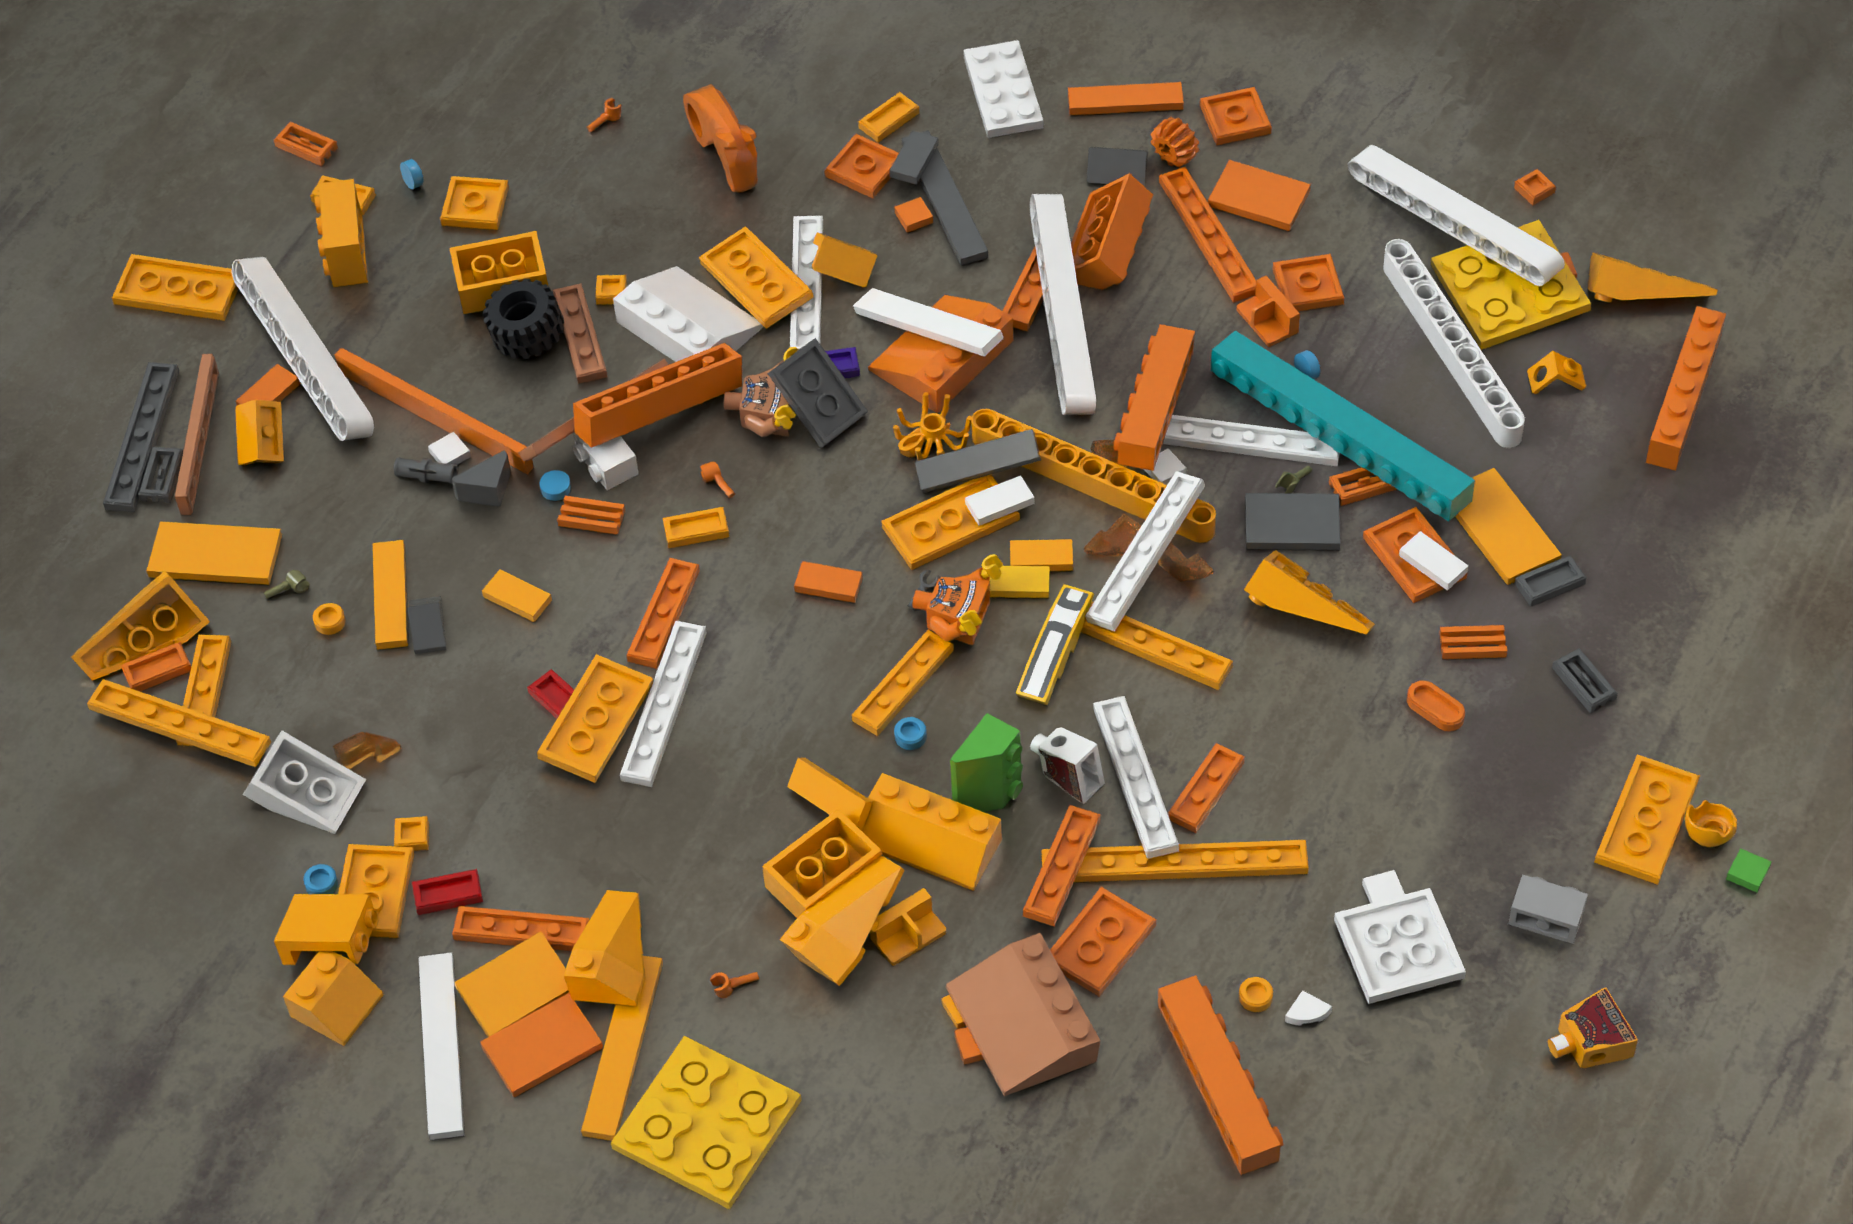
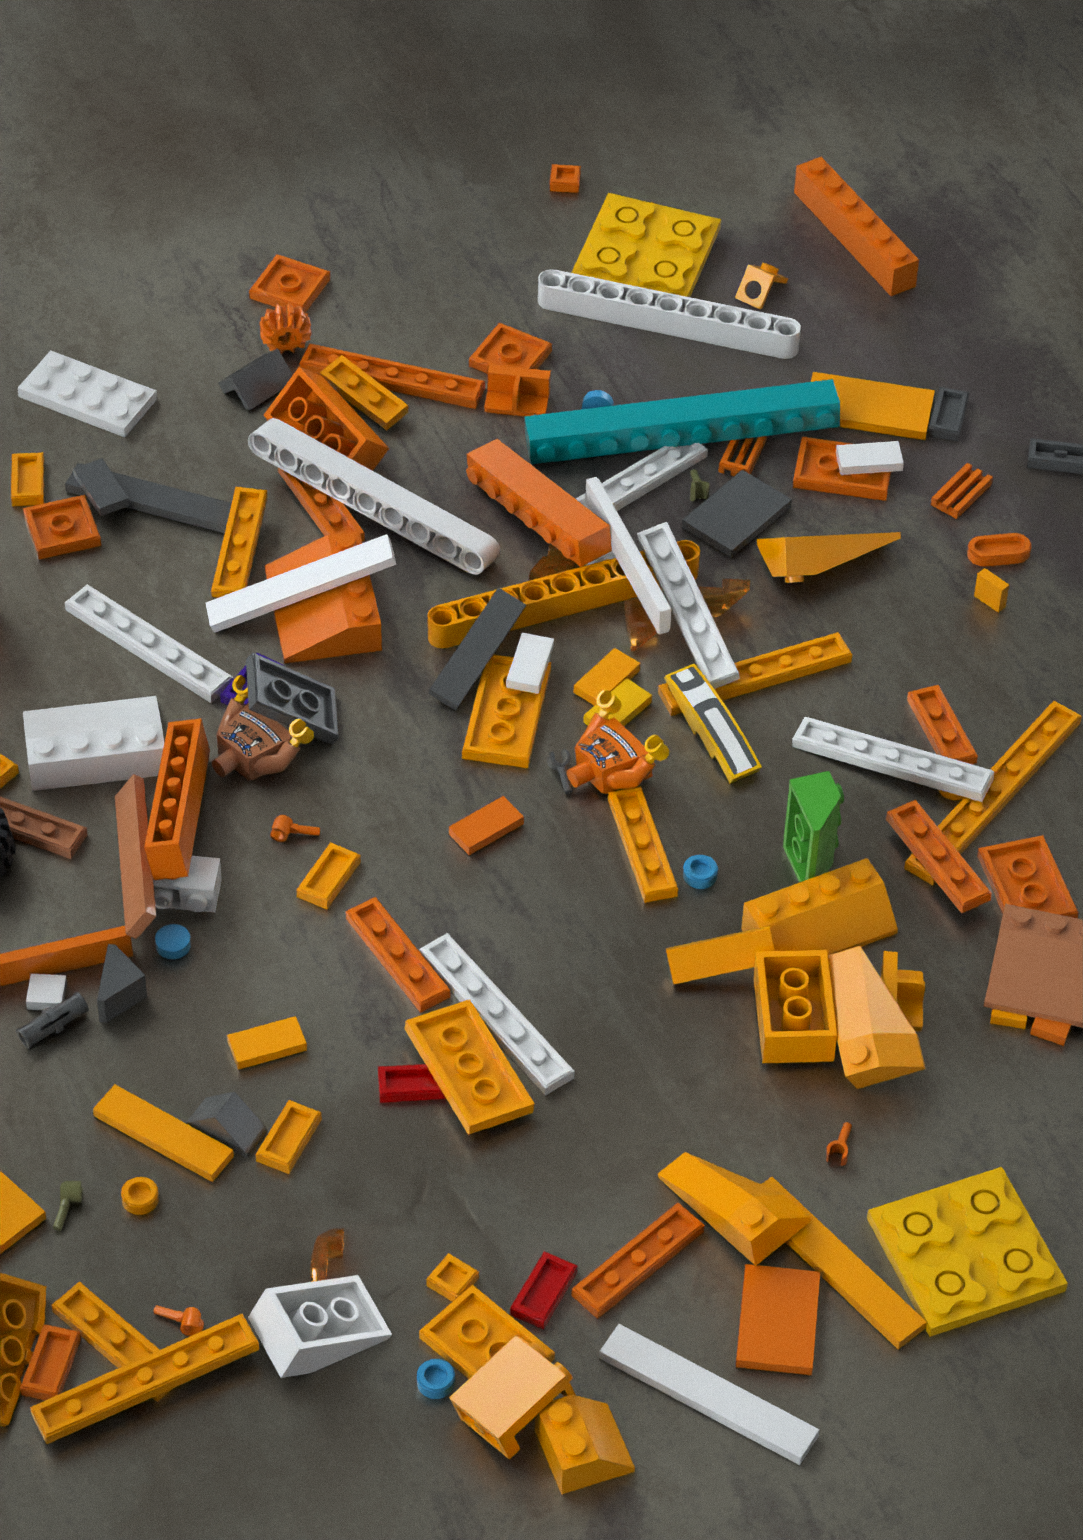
camera: 55 degrees left, 5 degrees down
(249, 716) = (190, 1319): none -> orange hand
(449, 663) = (288, 1136): none -> light orange tile
(514, 984) = (701, 1298): light orange tile -> none
(592, 511) = (230, 934): orange tile -> none
(756, 277) = (103, 666): light orange tile -> none
(843, 260) = (161, 596): light orange panel -> none
(913, 214) = (155, 530): orange tile -> none
(931, 429) = (405, 660): light orange animal -> none
(946, 264) = (239, 541): none -> light orange tile
(1070, 762) = (857, 778): white torso -> none
(1125, 98) = (191, 332): orange tile -> none
(1147, 481) = (630, 557): none -> white tile
(1167, 229) = (365, 392): none -> light orange plate
(1259, 195) = (389, 323): orange tile -> none
(1378, 726) = (991, 590): none -> light orange tile
(1456, 215) = (554, 228): white beam -> none
(1625, 281) = (725, 187): light orange wedge -> none

